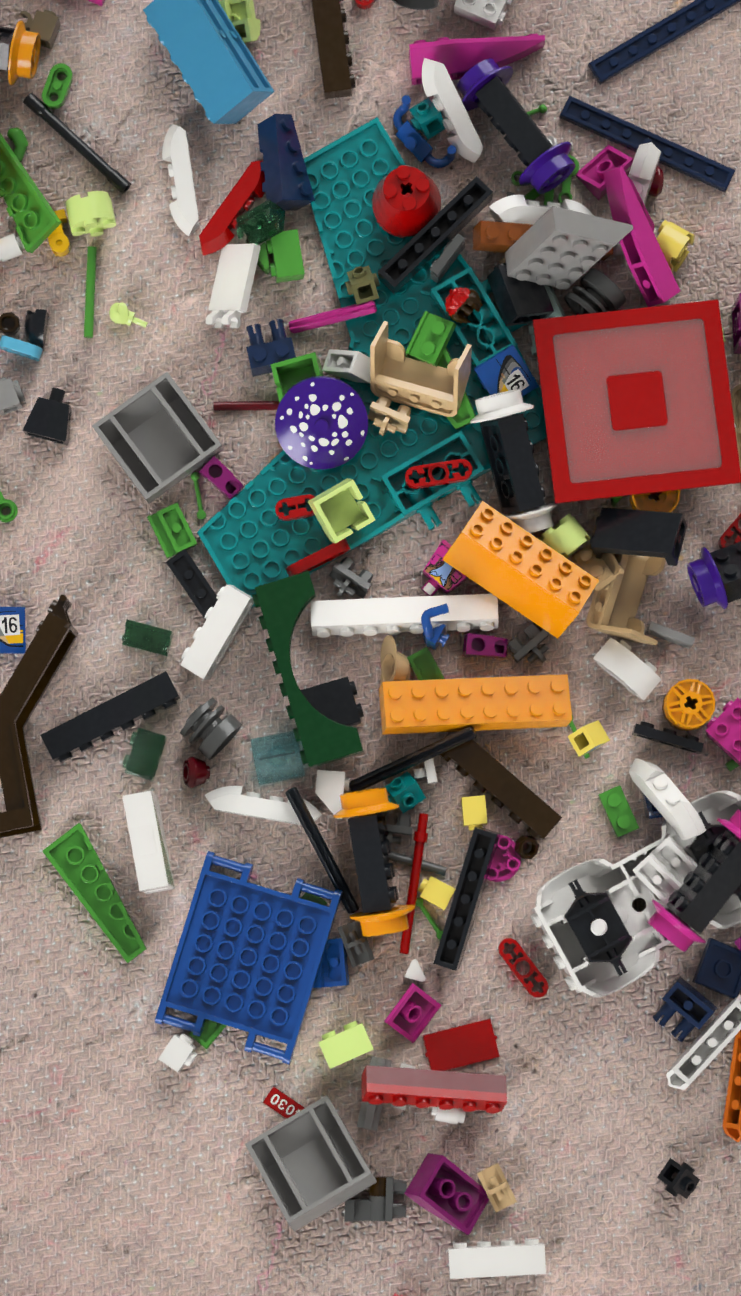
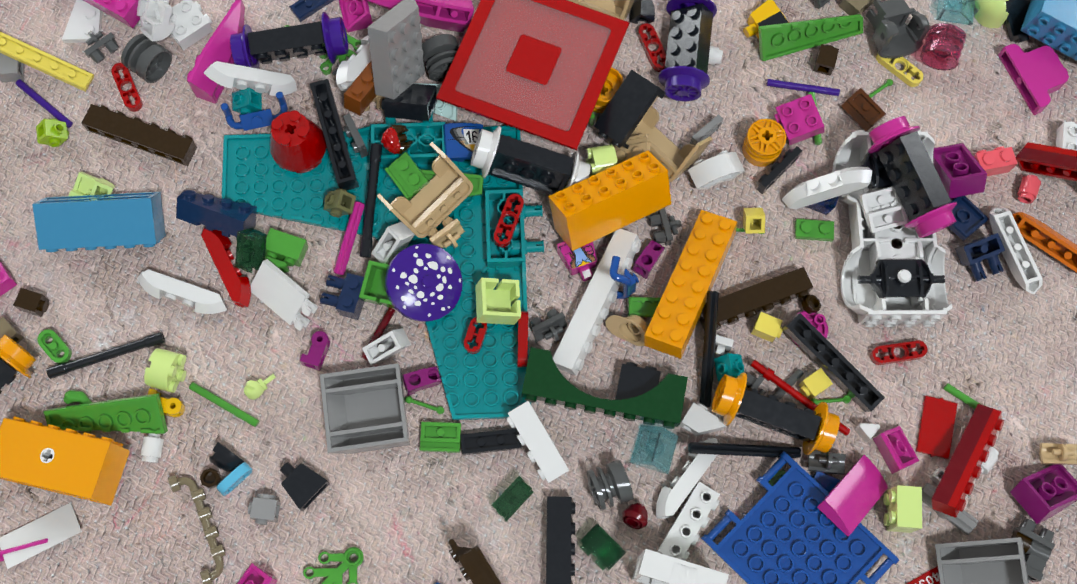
camera: 65 degrees left, 10 degrees down
(89, 34) = (31, 302): none -> dark brown brick
(195, 355) = (317, 352): none -> magenta leg
(216, 830) = (689, 521): none -> white brick
(237, 422) = (386, 346): none -> white slope
(333, 987) = (854, 495): none -> dark pink slope
(429, 295) = (366, 241): none -> black piece
(509, 1064) = (961, 396): none -> bright green bar

